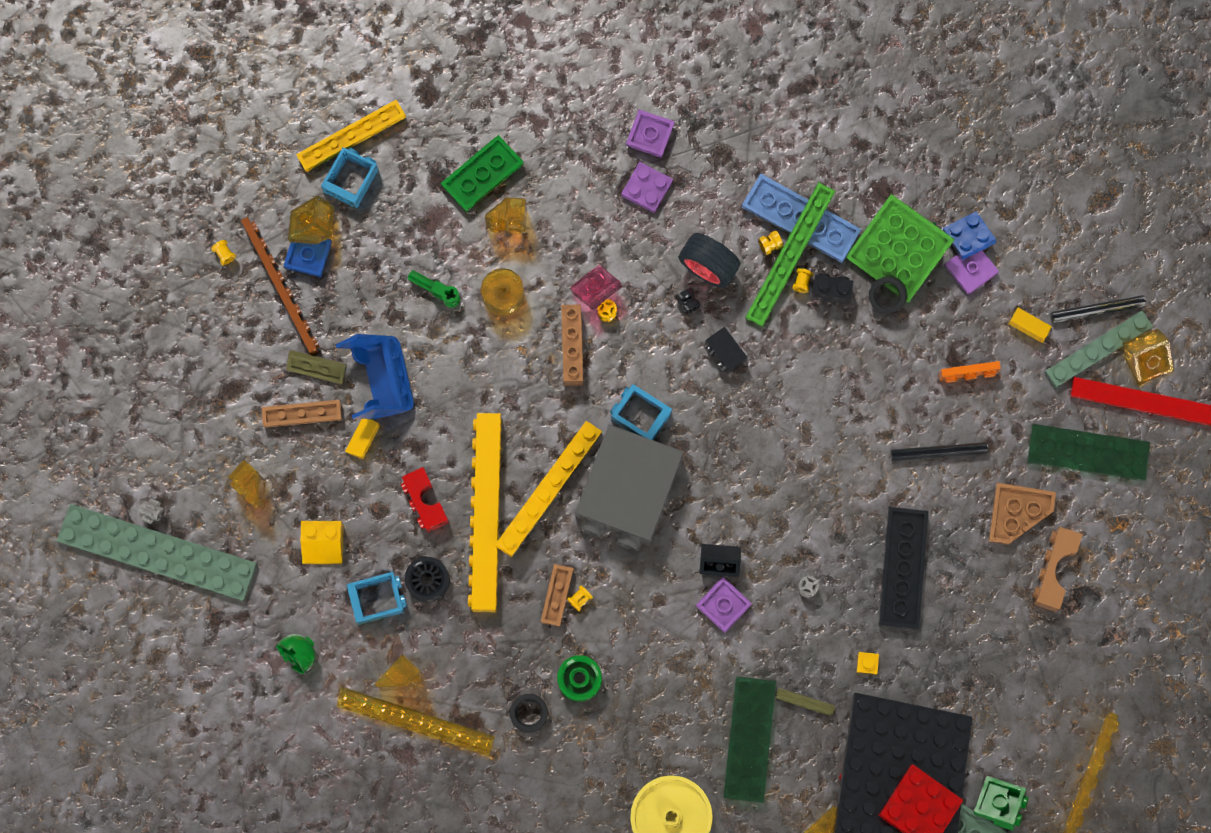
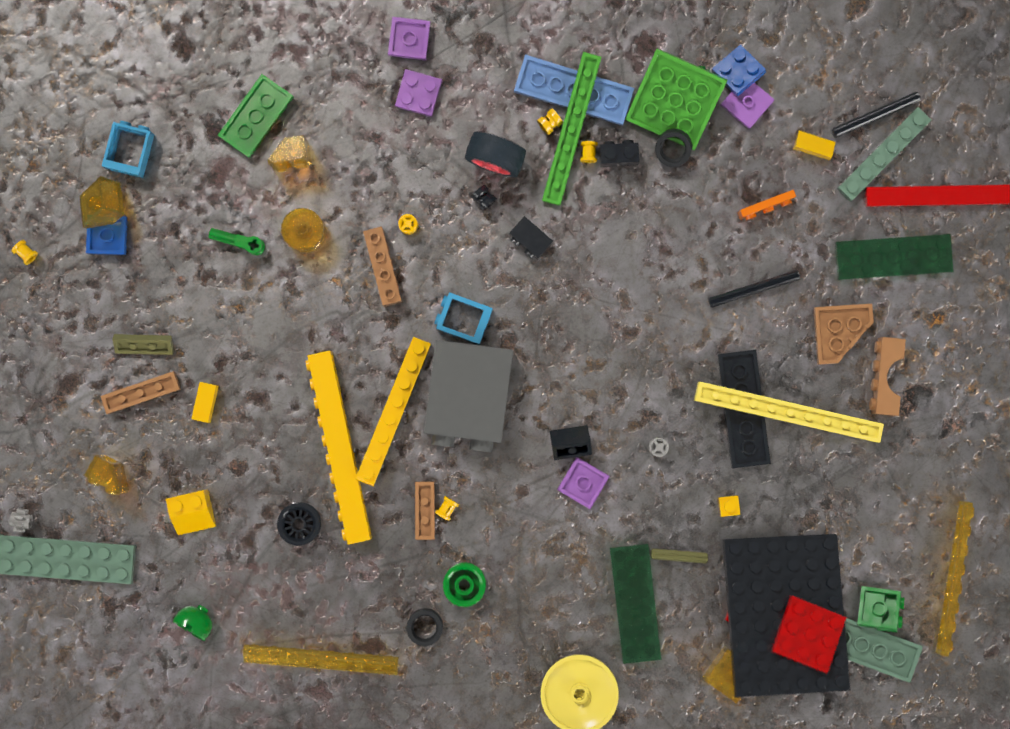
camera: 15 degrees left, 10 degrees up
(277, 279) = (83, 267): dark orange plate -> none
(351, 135) = (118, 107): yellow plate -> none
(356, 603) = (238, 562): dark azure window -> none
(385, 374) = (211, 336): blue windscreen -> none
(400, 676) = (297, 623): clear yellow slope -> none
(416, 485) = (266, 437): red arch -> none
(595, 287) = (392, 205): clear pink plate -> none
(948, 580) = (788, 412): none -> light yellow plate
(1148, 356) = (933, 150): clear yellow slope -> none

